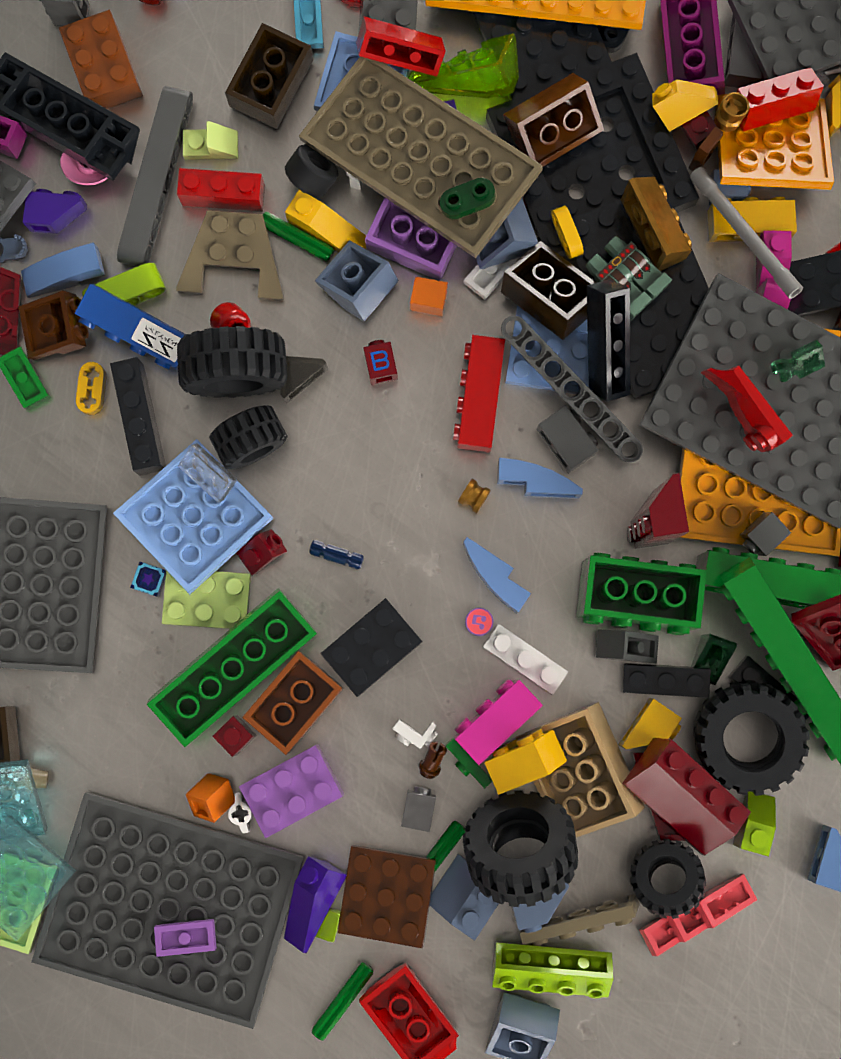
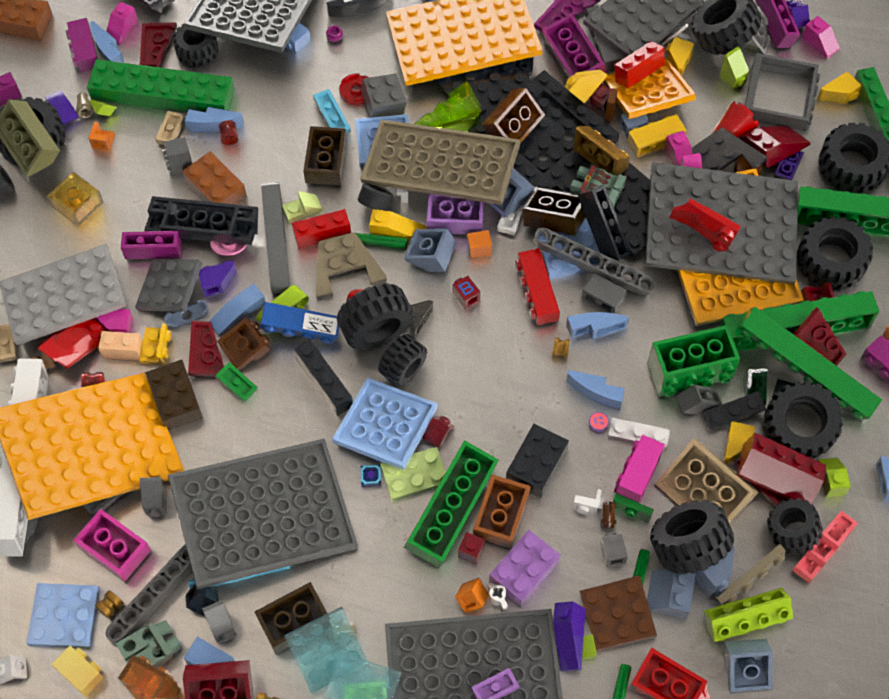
camera: 20 degrees left, 20 degrees down
(84, 388) = (287, 373): yellow beam -> none
(207, 472) = (385, 390): clear plate -> none
(336, 554) = (487, 415): dark blue axle -> none
(400, 46) = (402, 110): red brick -> none
(469, 200) = (483, 171): dark green plate -> none
(525, 760) = (668, 486): yellow brick -> none
(567, 232) = (549, 175): yellow beam -> none
(661, 516) = (685, 308): dark red slope -> none
(731, 112) = (617, 77): pearl gold wheel -> none
(764, 534) = (752, 298): dark grey brick -> none
(781, 275) = (690, 151): light grey piece -> none
(803, 362) = (727, 191): clear green plate -> none

